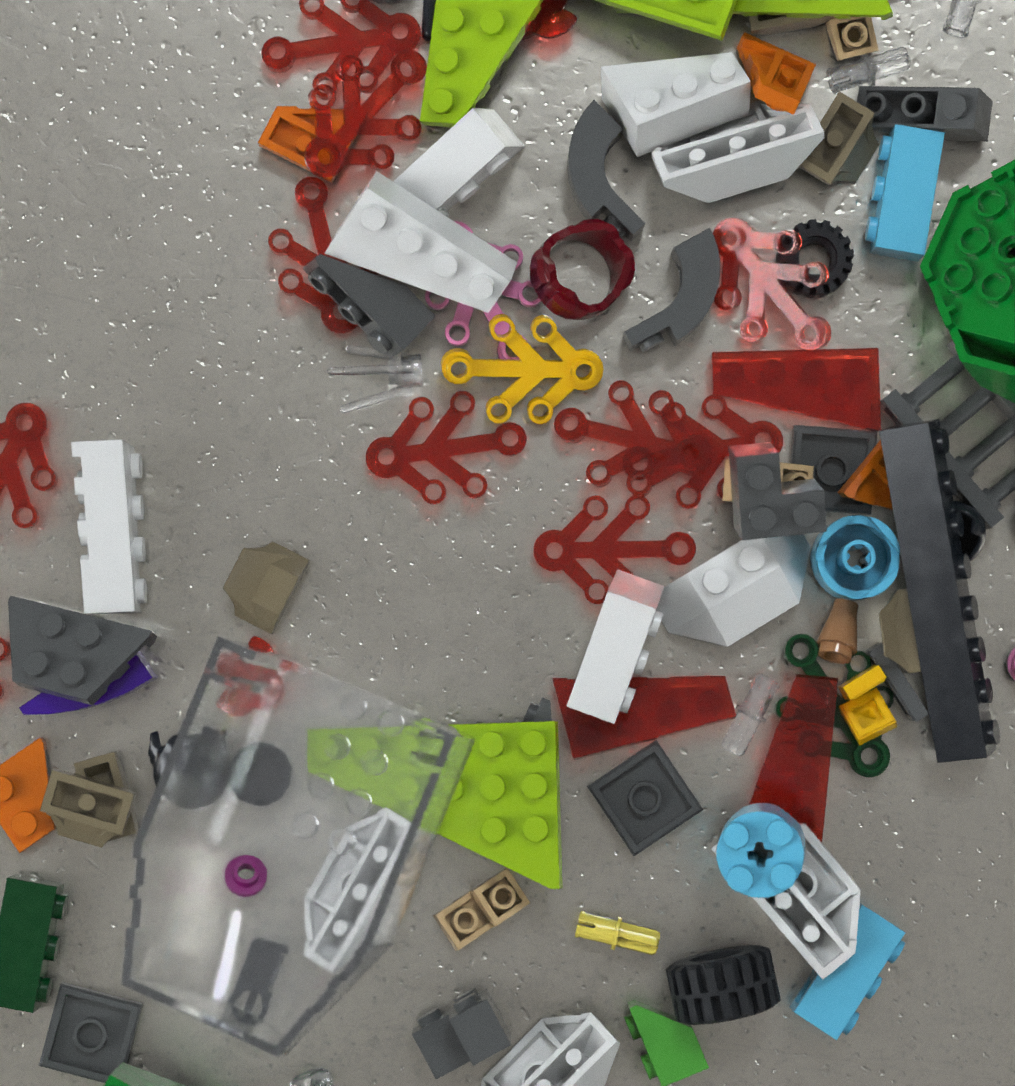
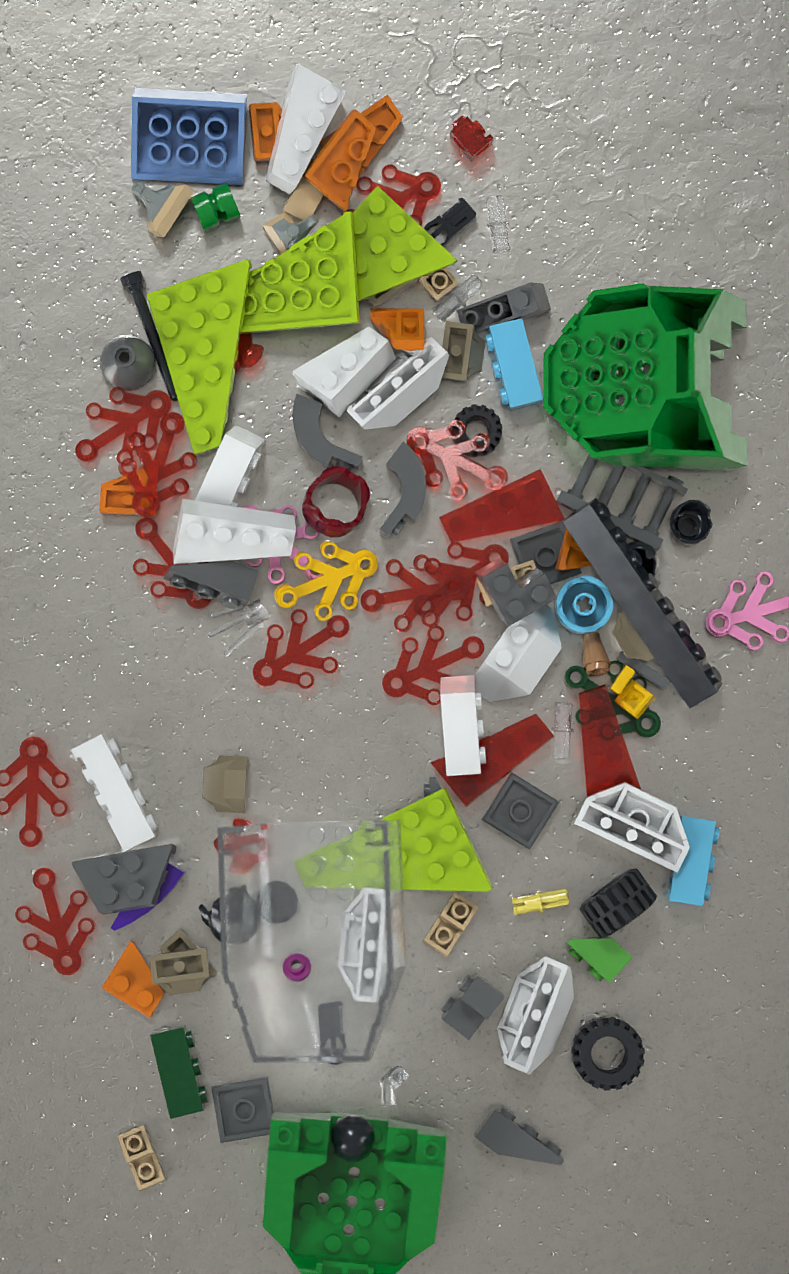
camera: 25 degrees left, 0 degrees up
(745, 869) = (601, 826): medium azure brick -> none

